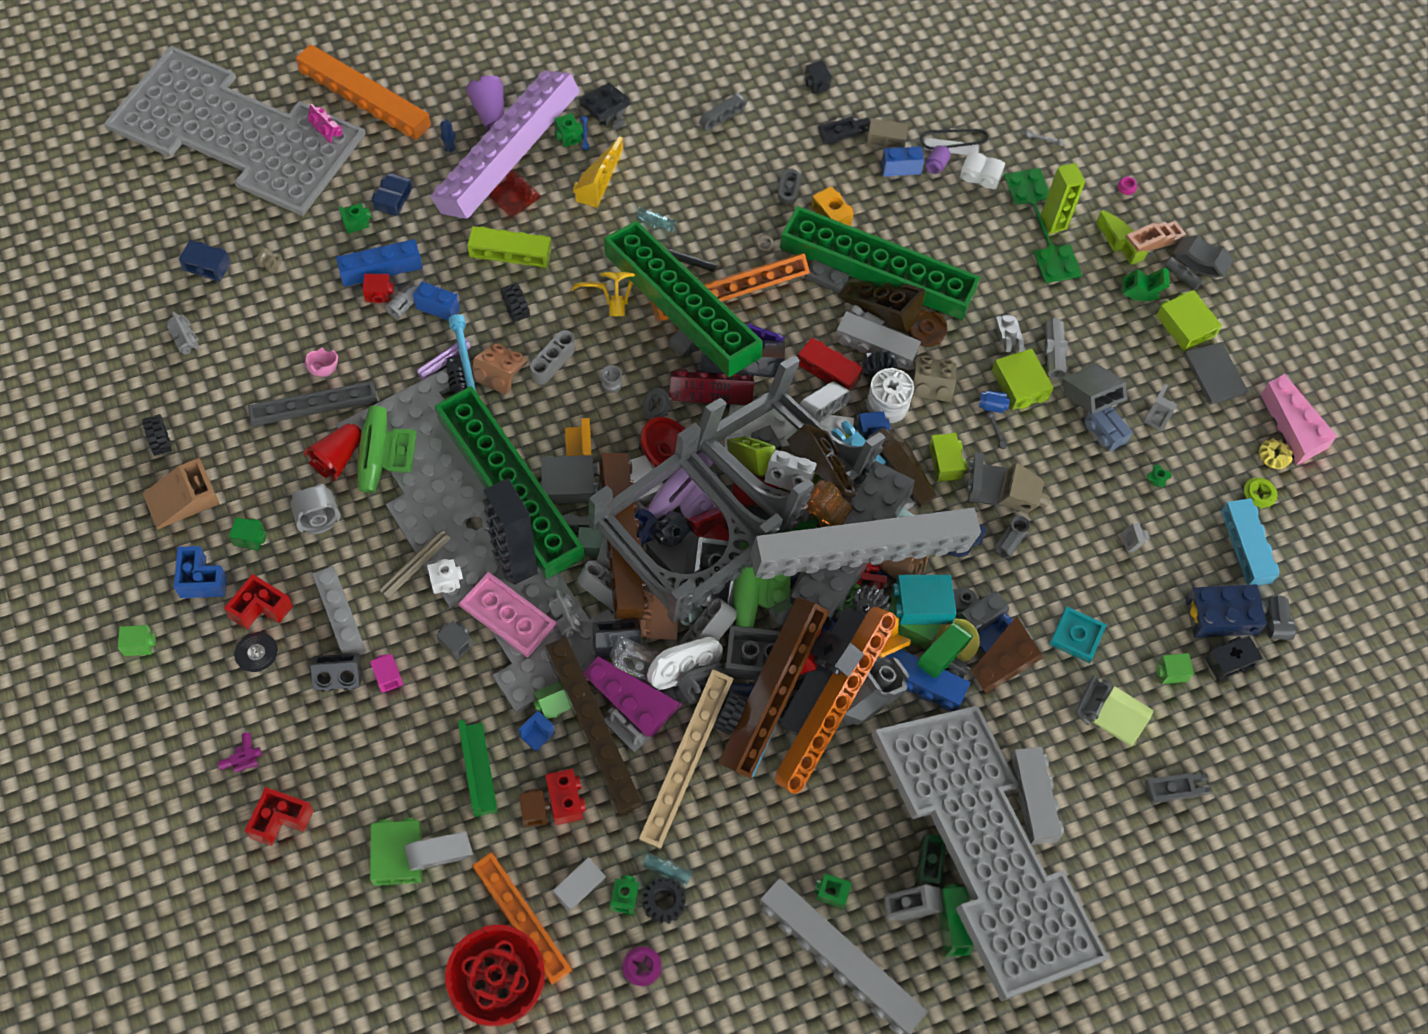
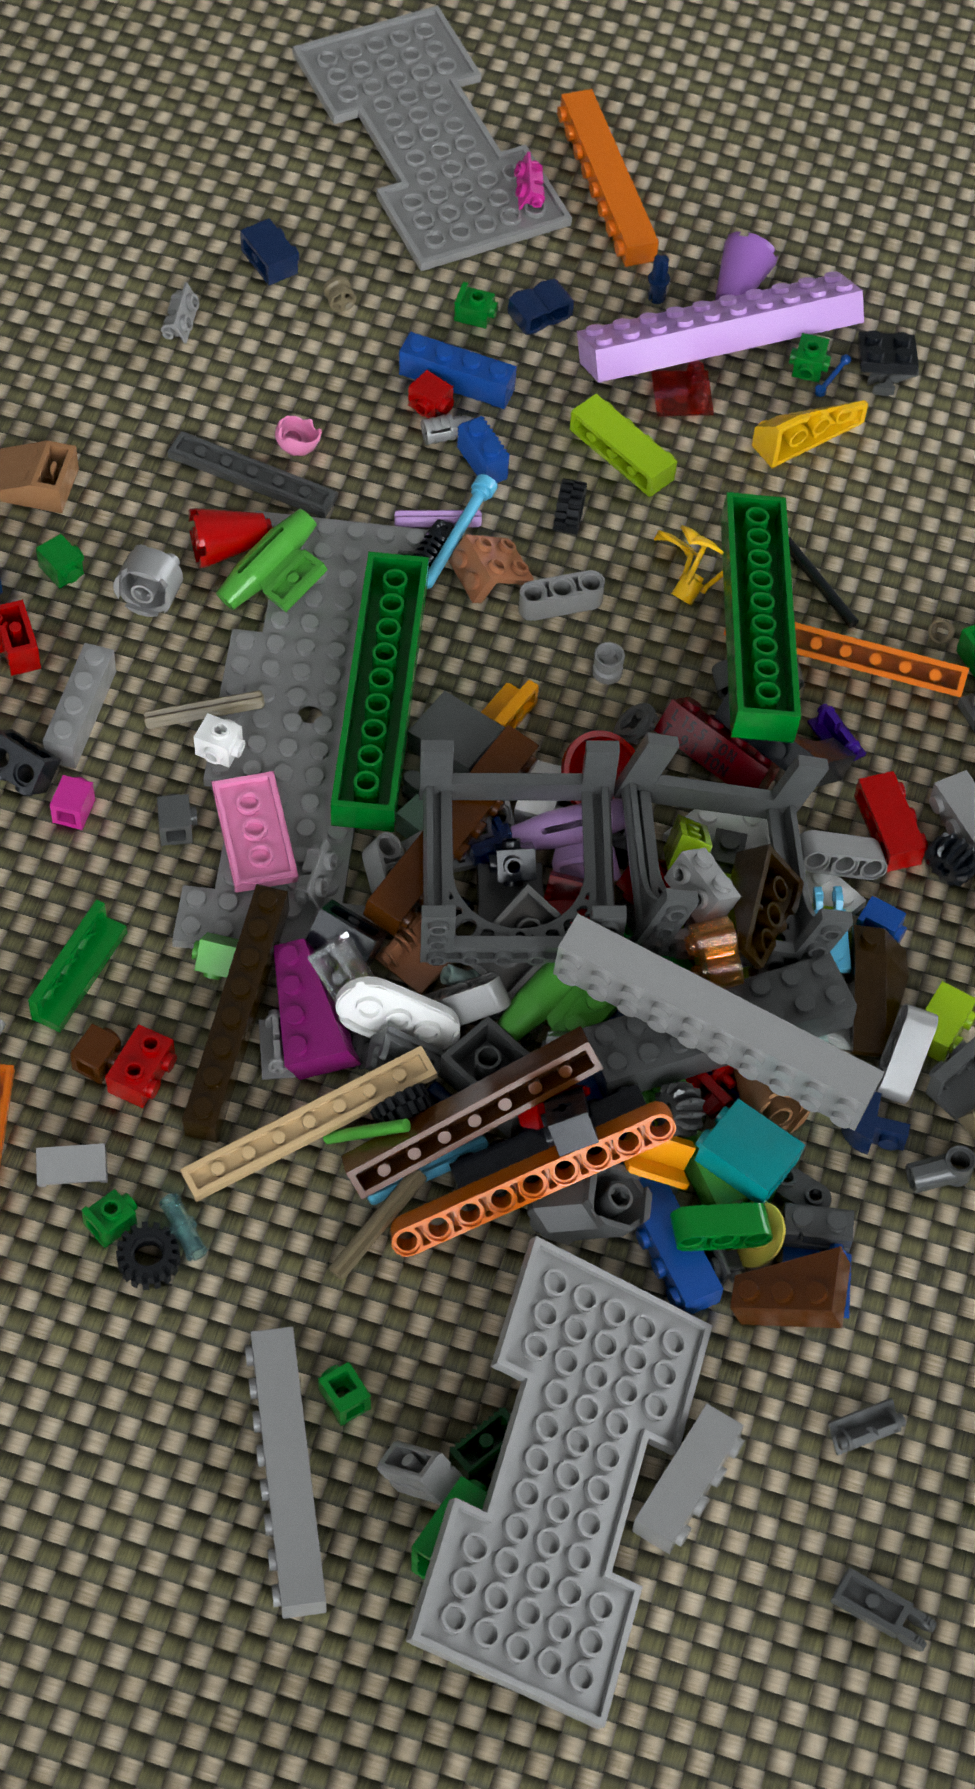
camera: 40 degrees right, 5 degrees down
(157, 434) = (57, 397): black tyre -> none
(510, 531) = (312, 726): black brick -> none
(536, 731) = (174, 976): blue panel -> none
(638, 955) = (69, 1292): magenta gear -> none
(656, 219) = (828, 523): clear light blue pin -> none
(724, 737) = (368, 1131): none -> bright green bar
(768, 787) = (377, 1224): none -> dark tan axle
(890, 392) = (934, 901): white wheel -> none
(948, 484) = (906, 1052): none -> beam
(1078, 634) = (922, 1343): teal tile -> none
(1123, 716) = (891, 1475): yellowish green slope -> none

